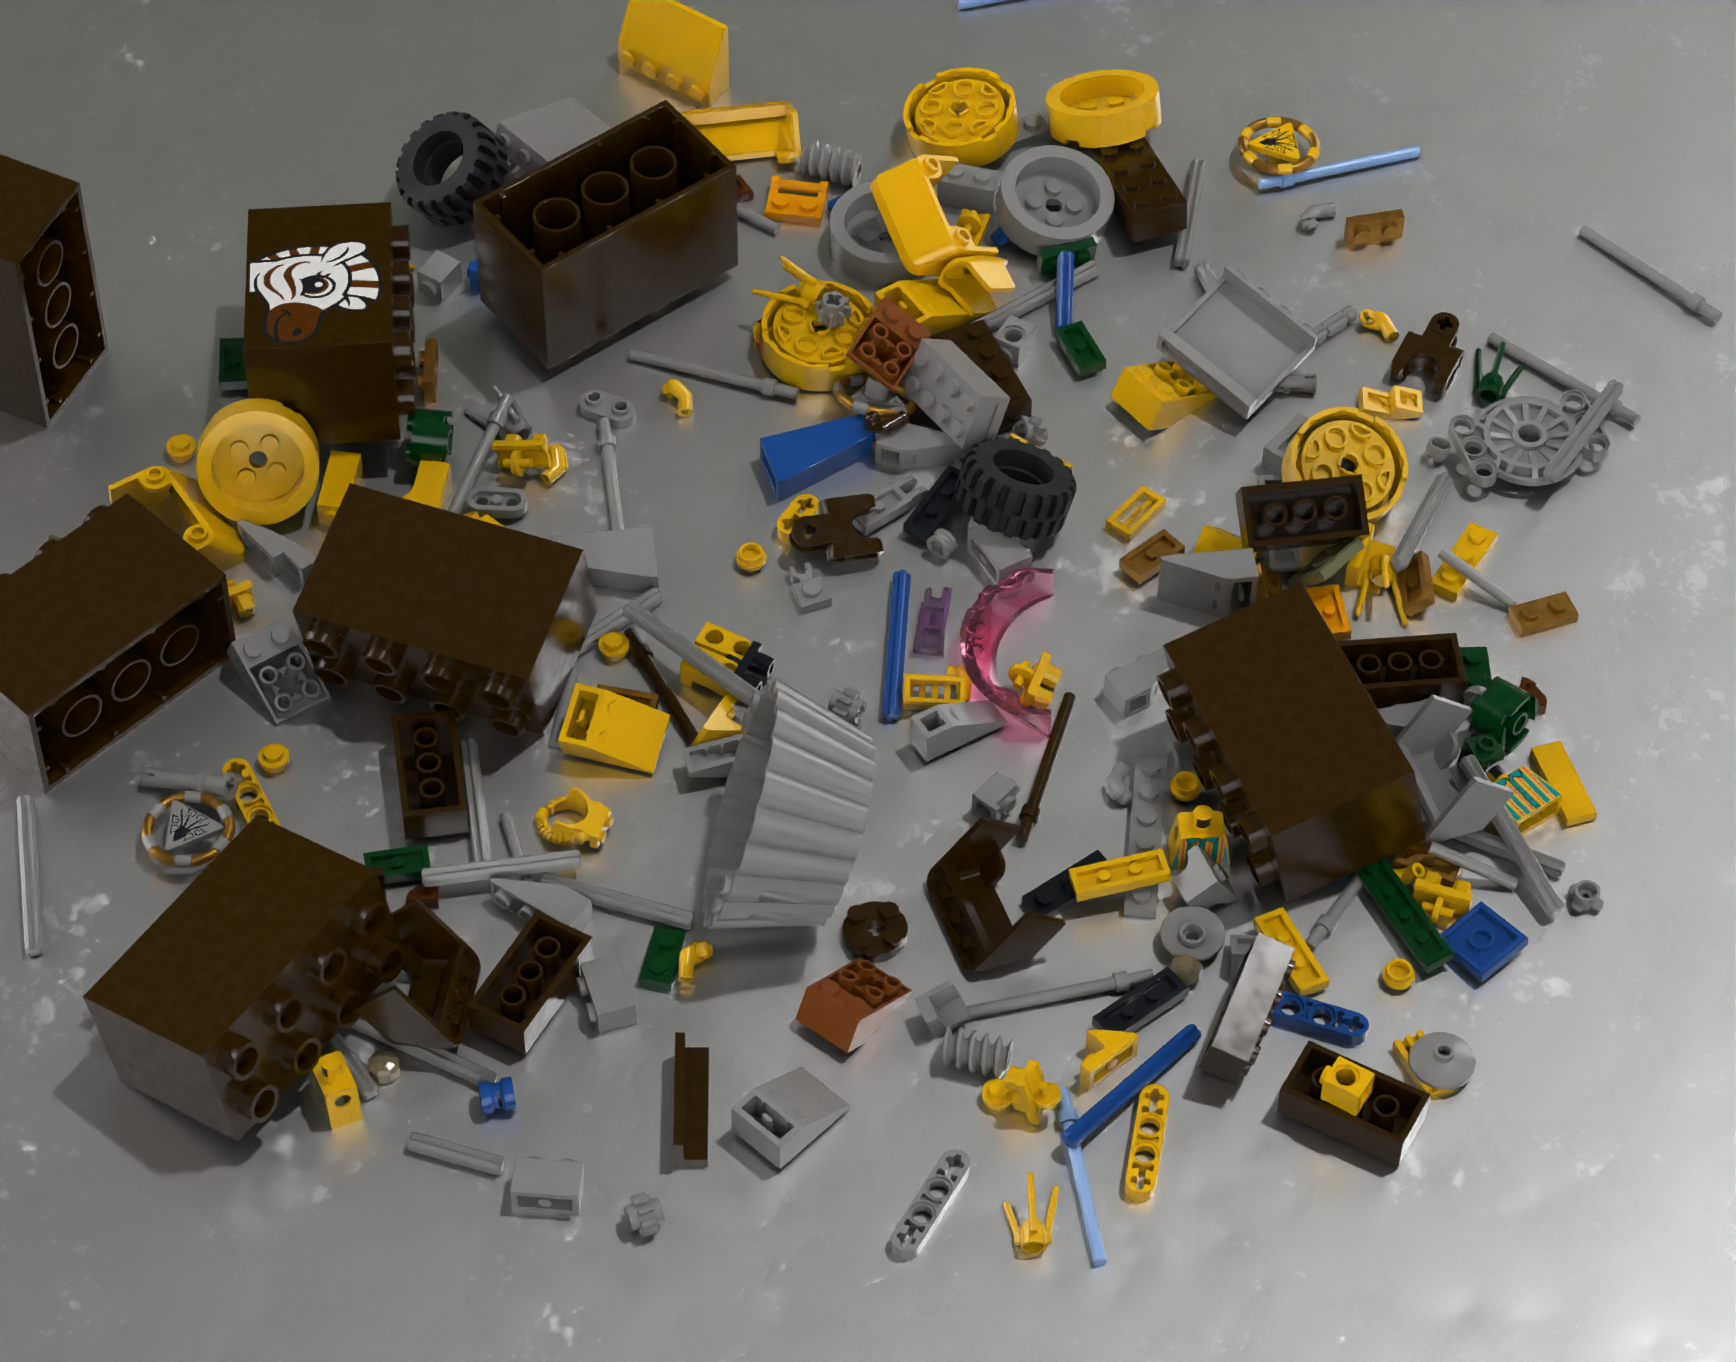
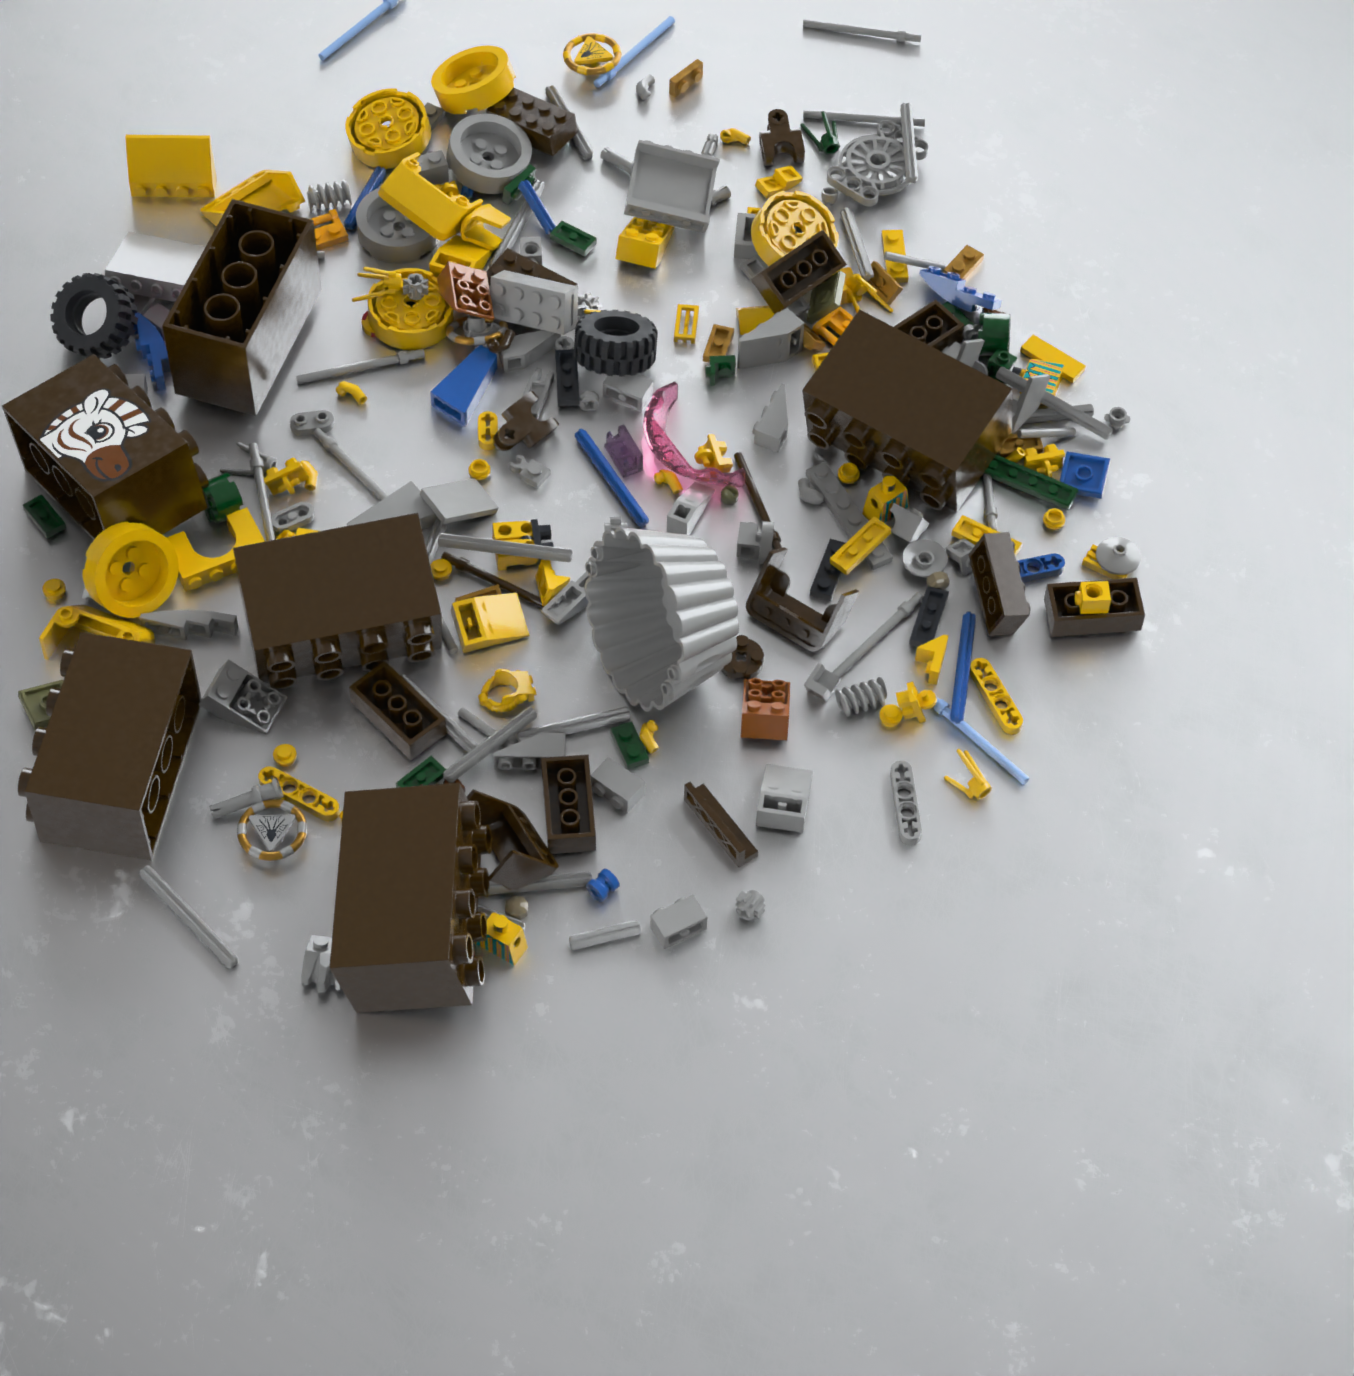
camera: 35 degrees left, 5 degrees up
(692, 578) = (459, 501): none -> light grey tile
(923, 680) = (641, 495): yellow slope -> none
(1014, 804) = (766, 540): none -> light grey beam
(1015, 739) = (728, 496): none -> olive hinge
(1130, 581) = (720, 366): none -> dark green bracket
(1499, 639) = (954, 291): none -> slope

